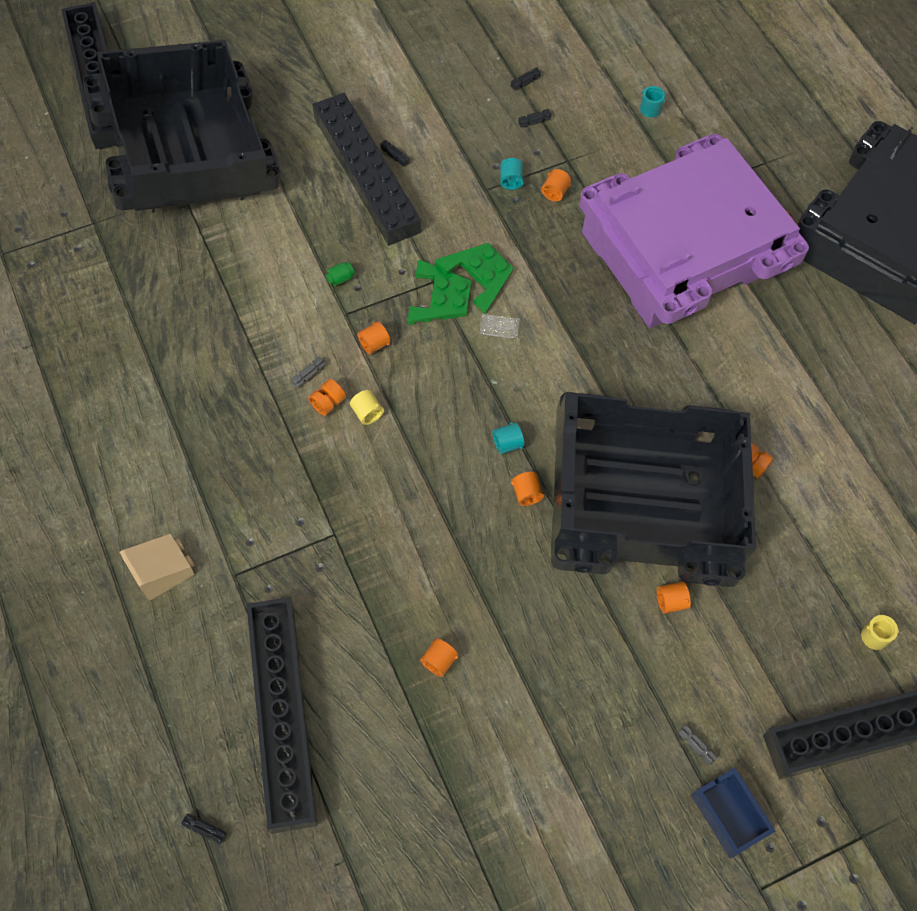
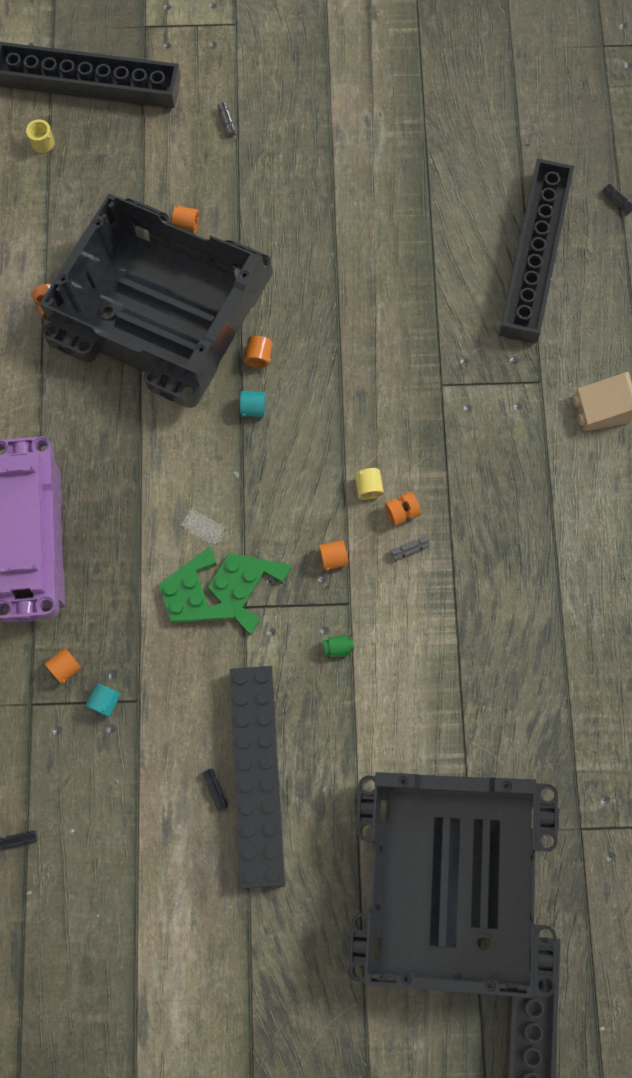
camera: 155 degrees left, 10 degrees up
(439, 657) = (395, 245): orange piece -> none
(534, 118) = (35, 776): black axle -> none
(732, 813) = (230, 62): dark blue piece -> none

